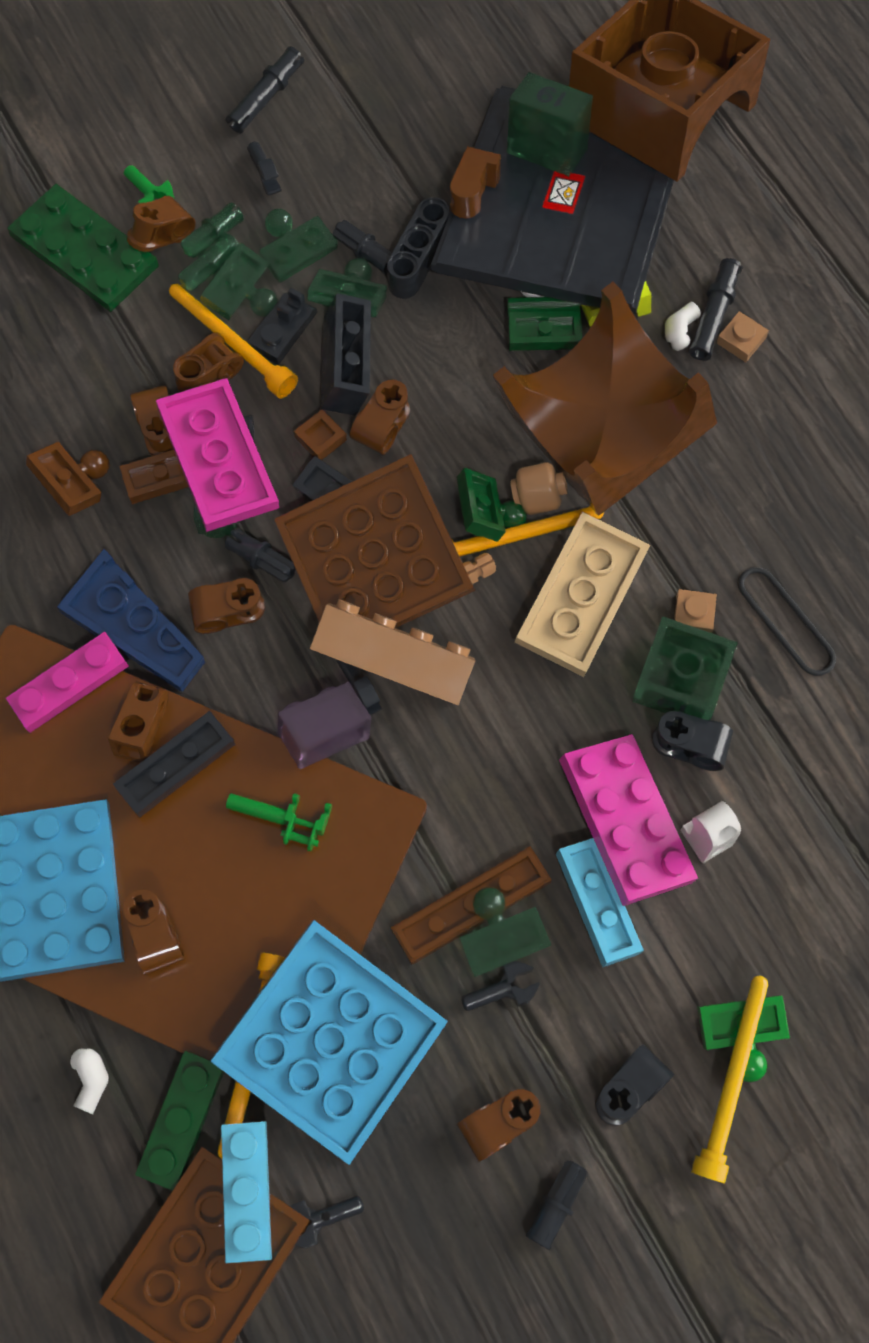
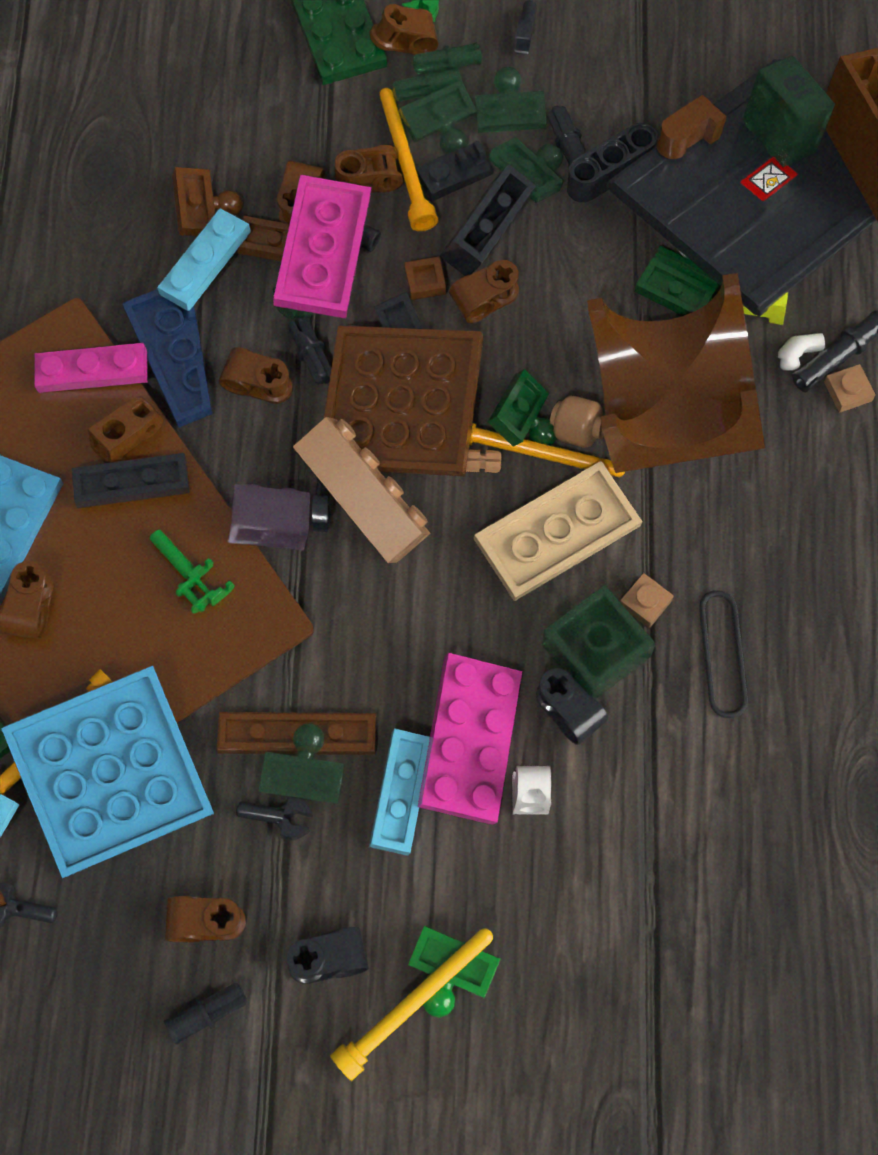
camera: 30 degrees right, 0 degrees up
(109, 525) = (204, 259): none -> medium azure plate

